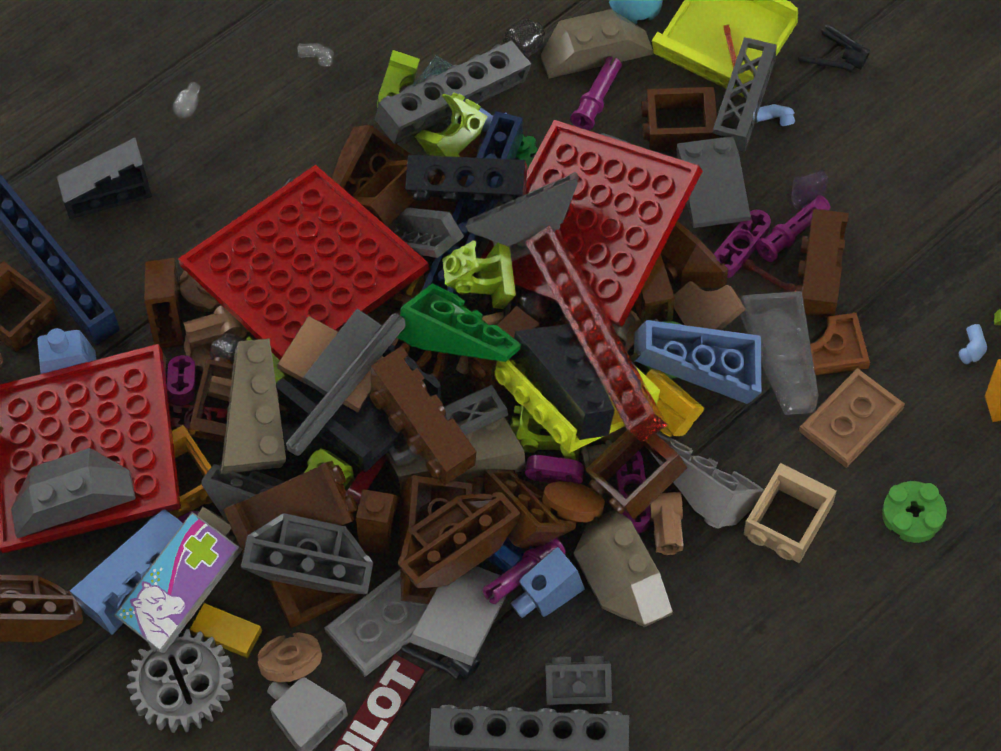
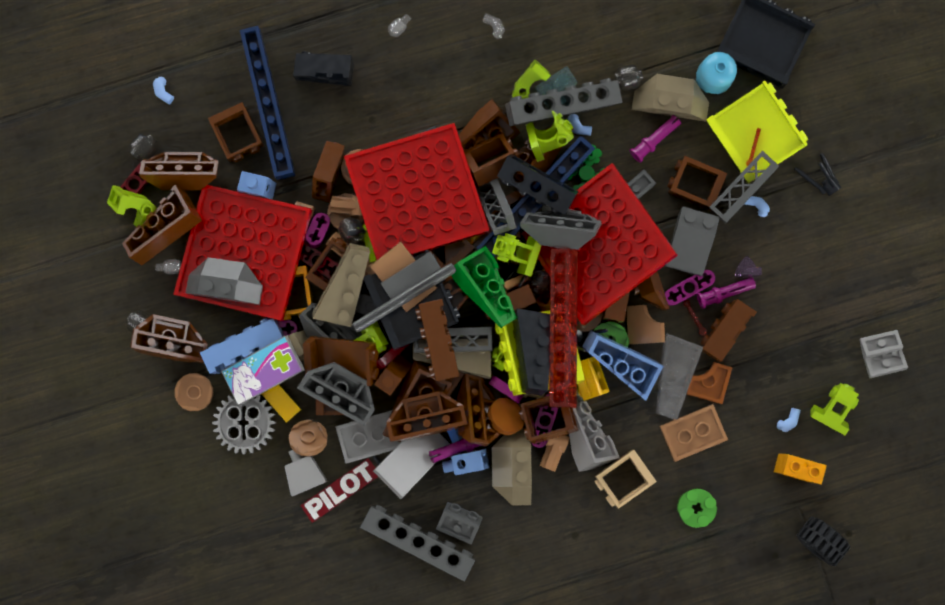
camera: 20 degrees right, 25 degrees up
(83, 675) = (194, 392): none -> medium nougat tile

